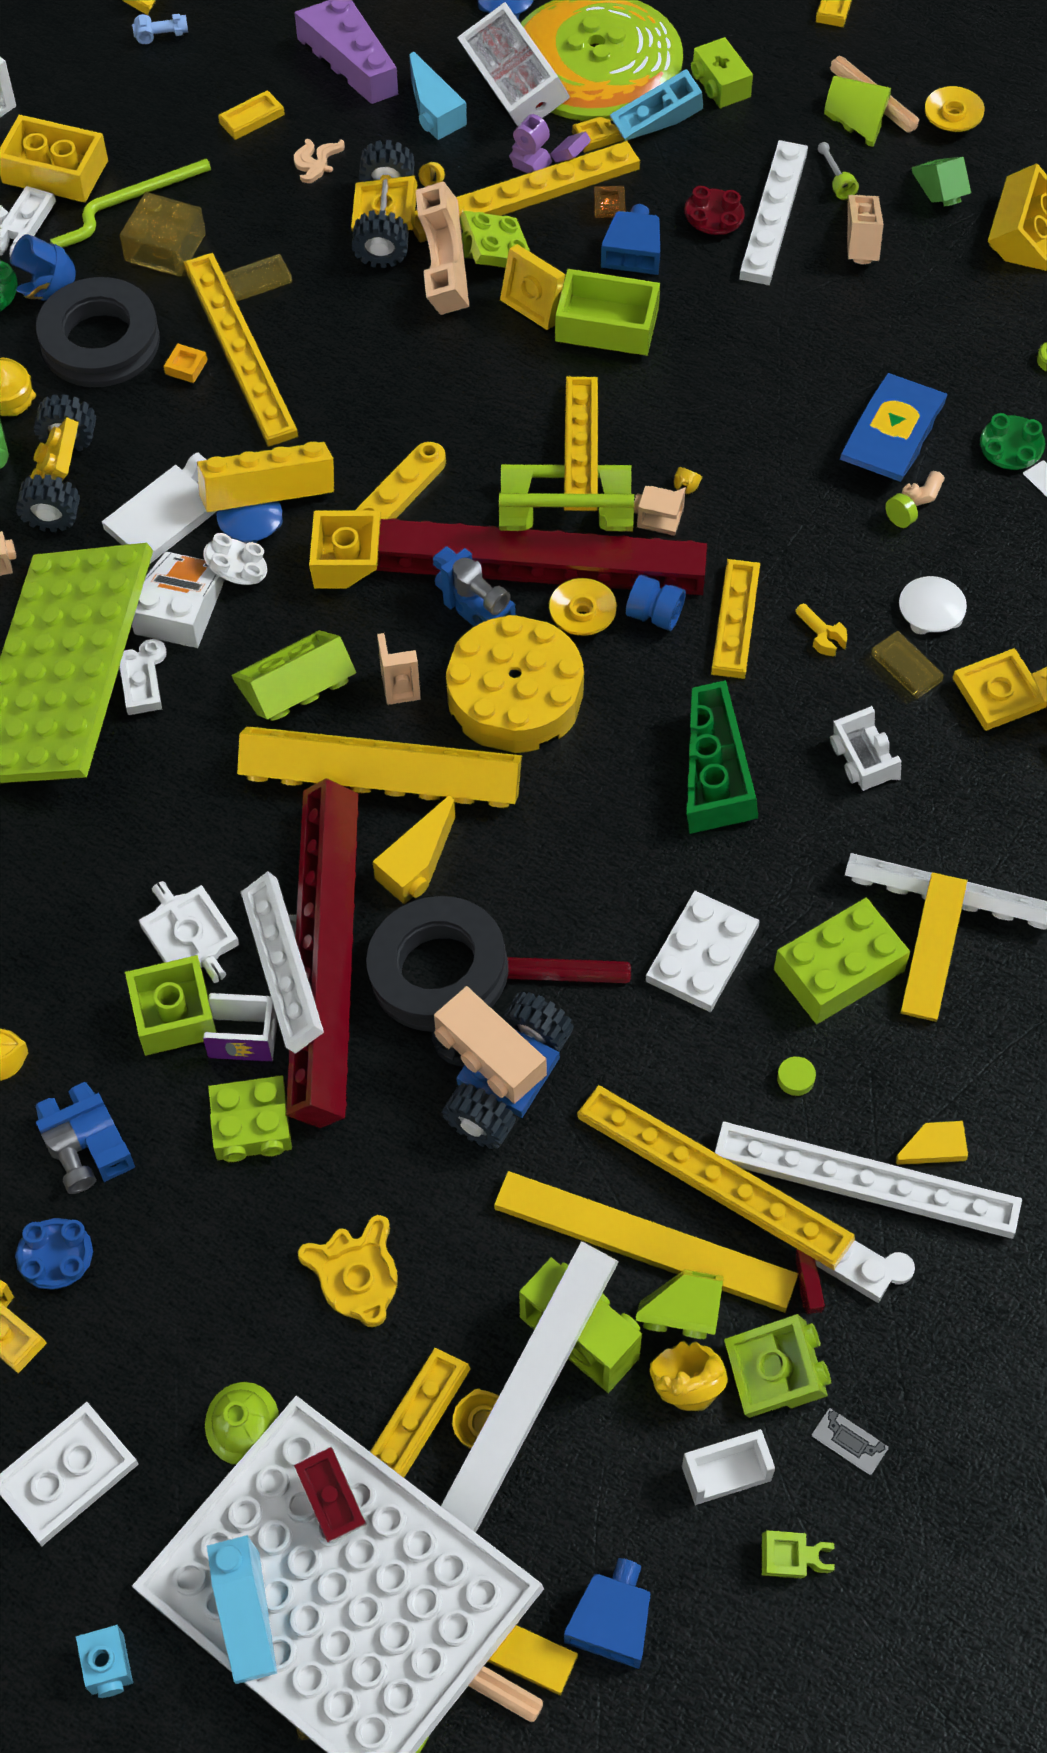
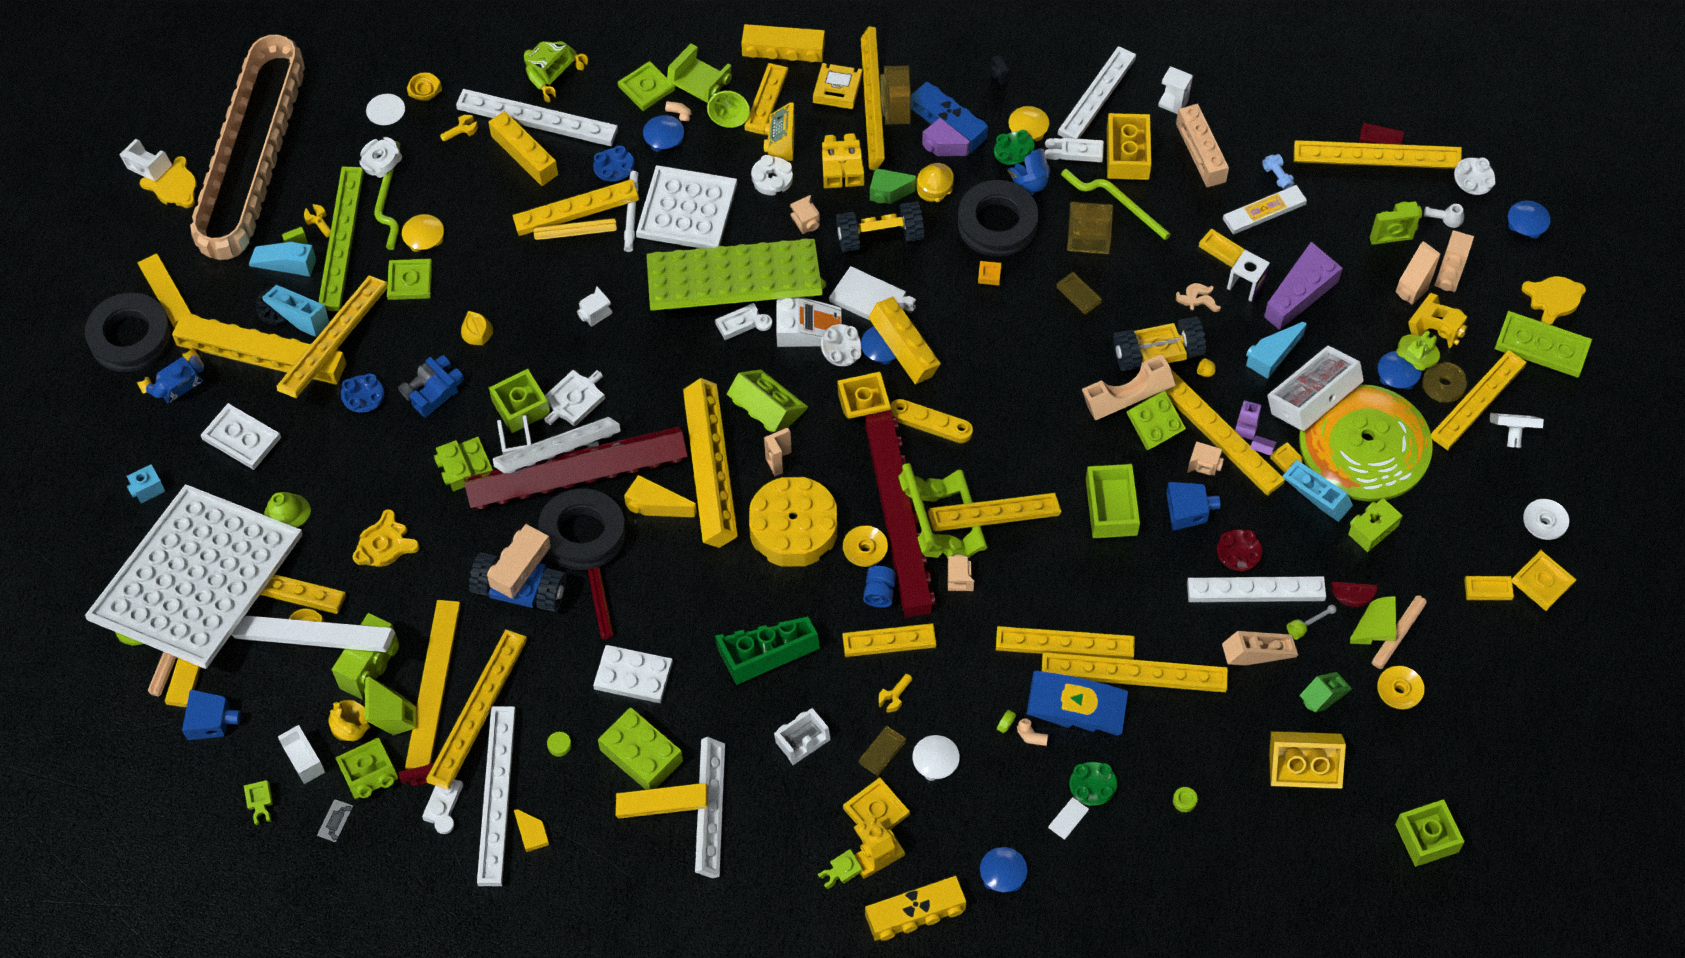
camera: 75 degrees right, 0 degrees up
(31, 867) = (594, 308): none -> white window
(84, 86) = (1202, 145): none -> light nougat brick
(211, 58) = (1264, 209): none -> white tile
(241, 350) = (1015, 301): yellow tile -> none
(242, 1608) = (174, 530): medium azure slope -> none
(302, 87) = (1256, 277): none -> white piece
(330, 1495) = (238, 553): dark red plate -> none
(466, 589) = (856, 475): hips -> none
(532, 286) = (1116, 448): yellow plate -> none
(573, 208) = (1205, 459): none -> light nougat window
(608, 200) = (1222, 481): clear orange plate -> none
(688, 478) = (992, 585): yellow hinge -> none
(795, 425) = (1064, 642): none -> yellow tile
(807, 123) = (1354, 594): none -> dark red tile
(861, 361) = (1137, 672): none -> yellow plate

